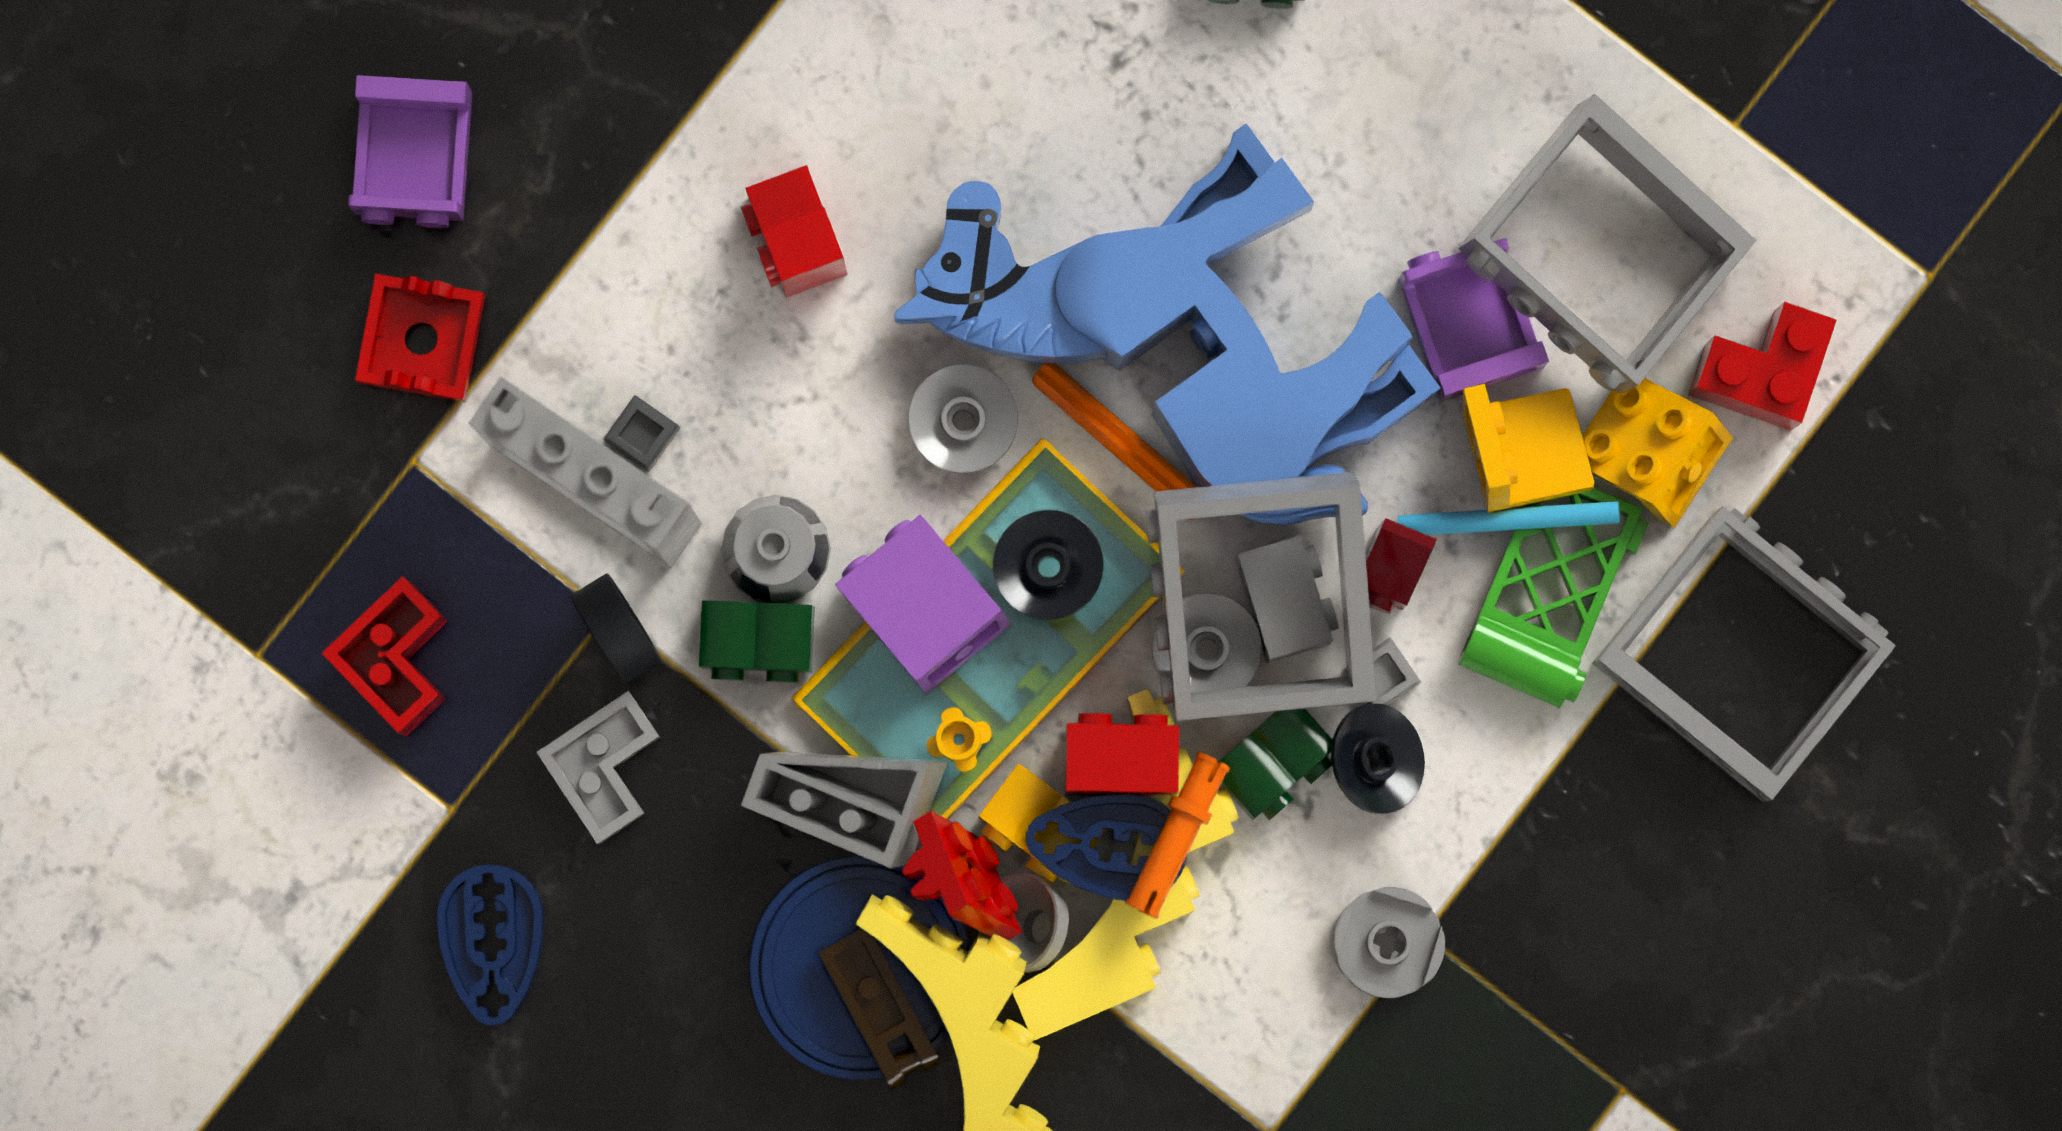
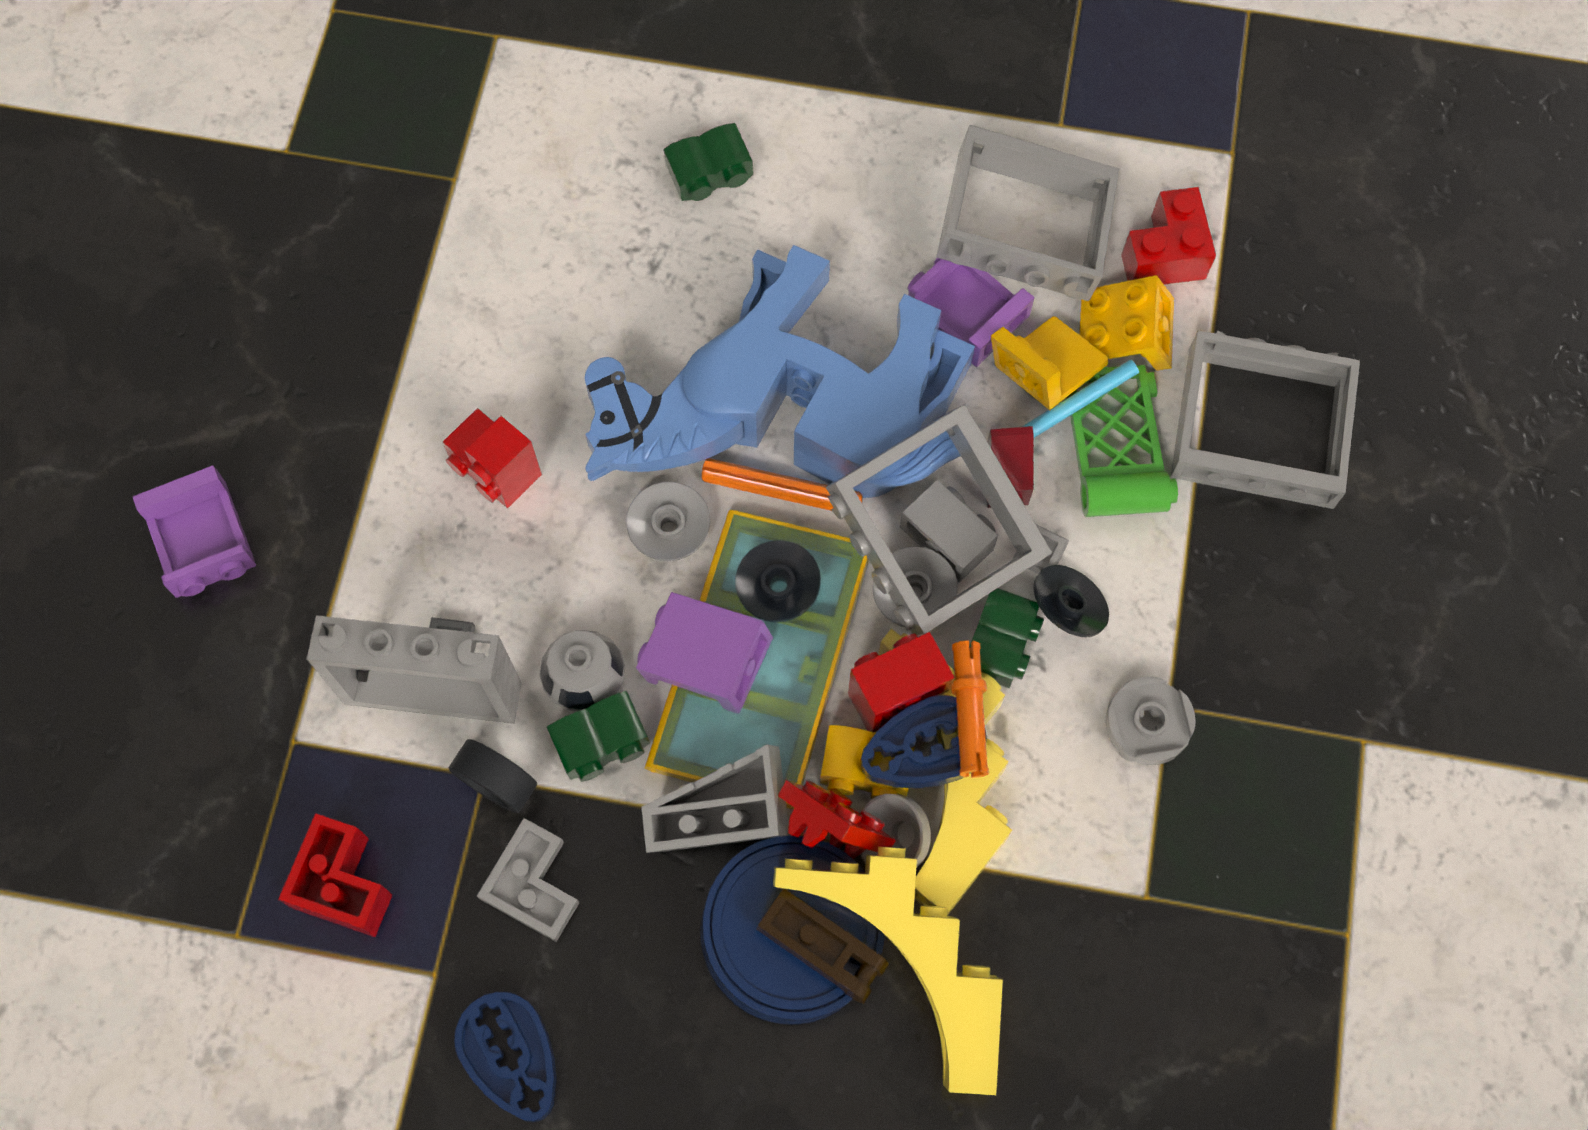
camera: 25 degrees left, 15 degrees down
(393, 310) = (239, 632): red piece -> none
(954, 724) = (776, 718): yellow plate -> none

